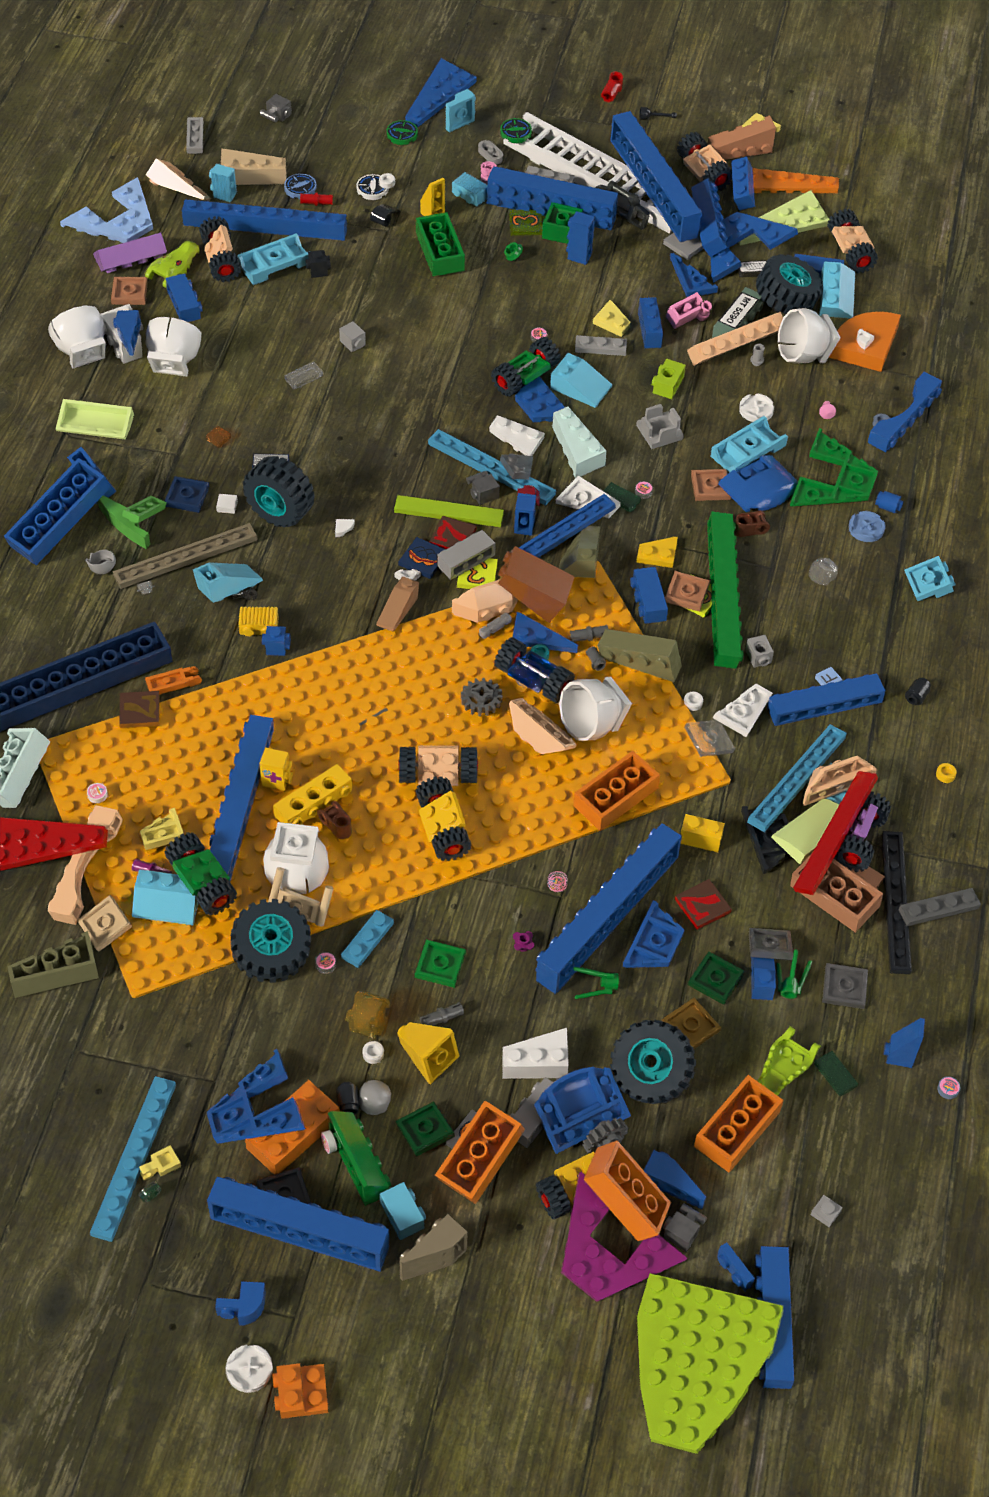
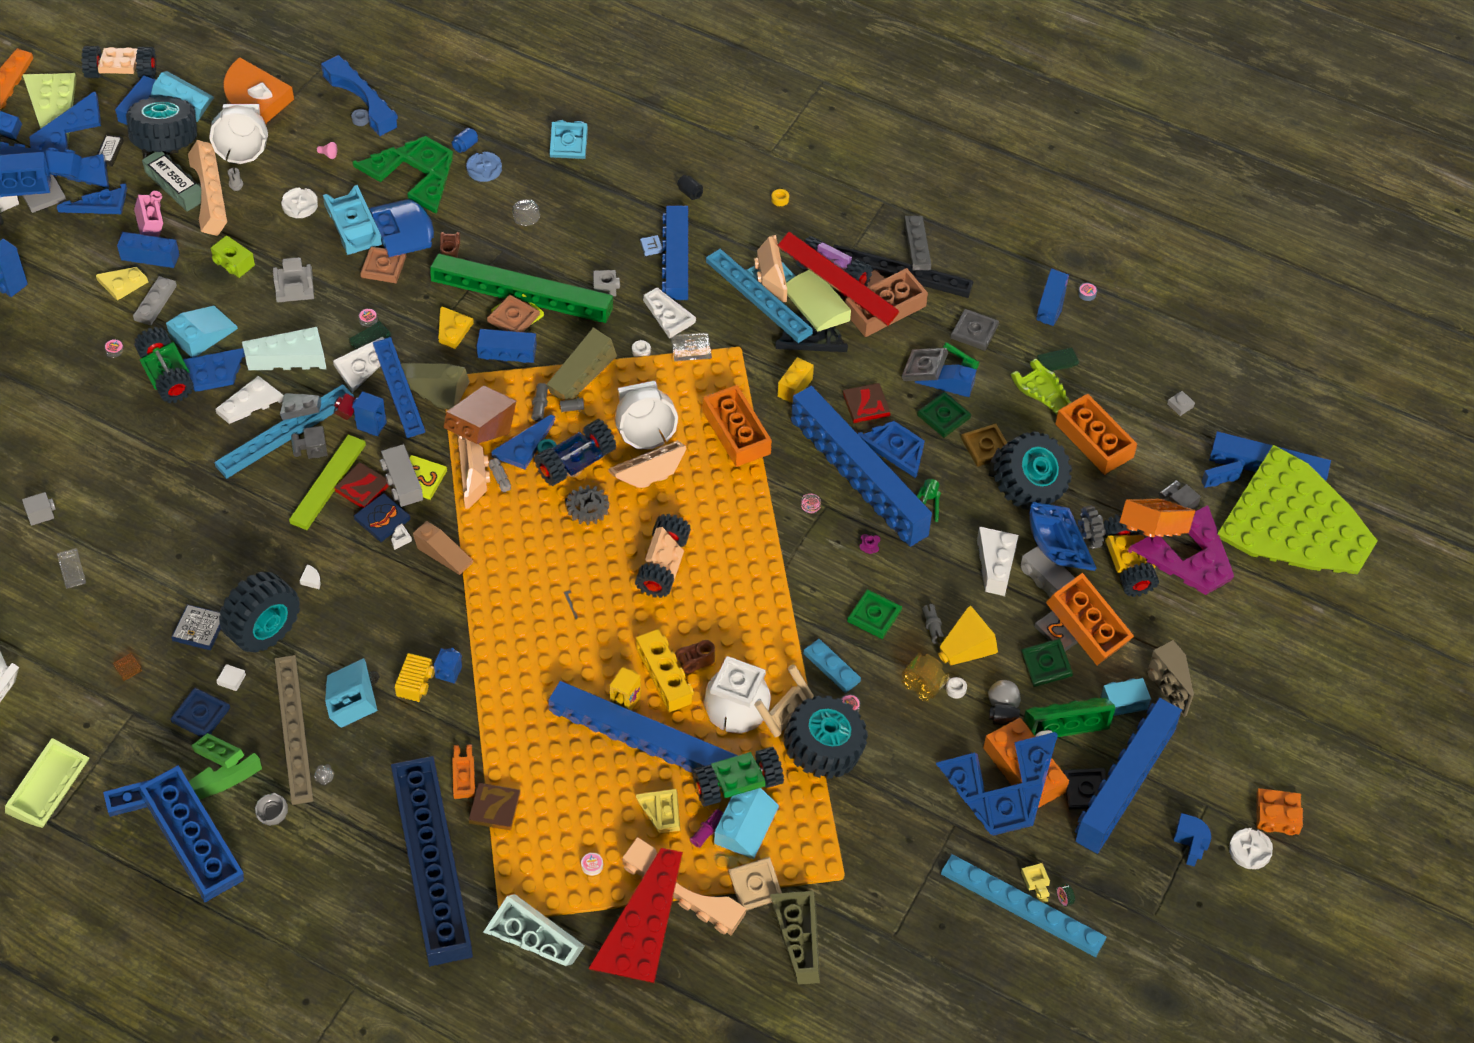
camera: 75 degrees left, 0 degrees up
(442, 818) = (727, 565): plate -> none
(673, 1180) = (1136, 490): blue slope -> none

